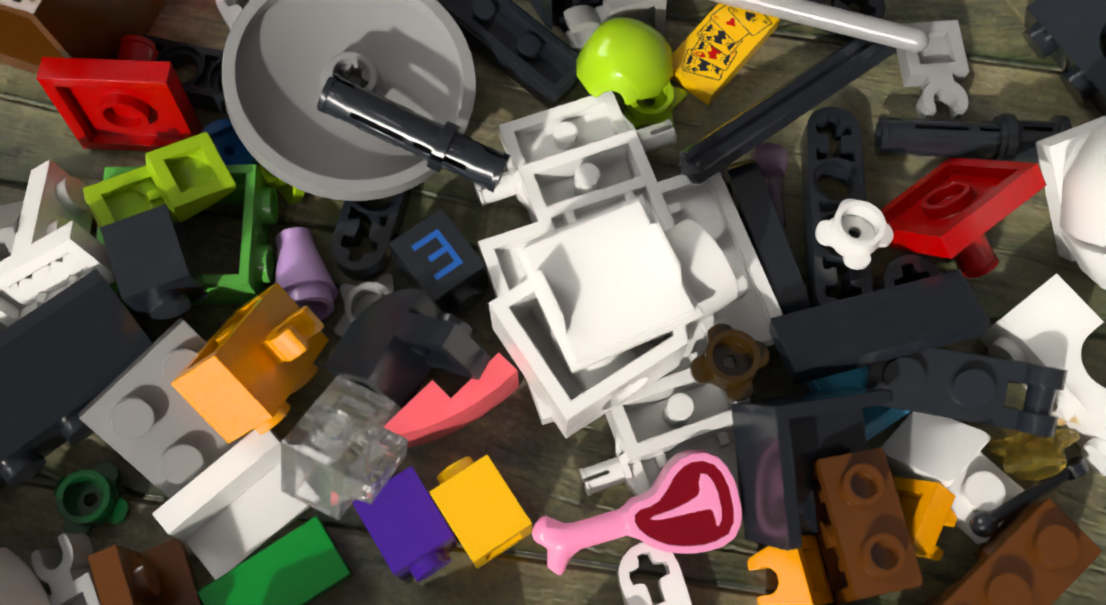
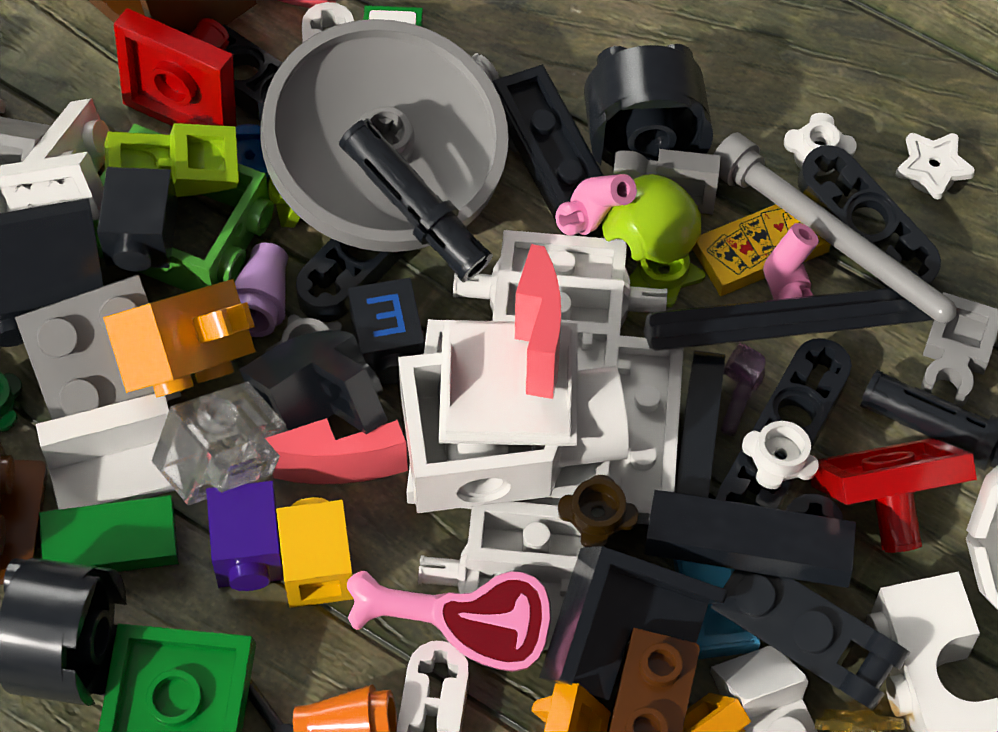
camera: 25 degrees right, 10 degrees down
(569, 66) = (593, 201): none -> bright pink arm
(620, 205) = (539, 321): none -> coral slope
(758, 55) = (785, 266): none -> bright pink arm

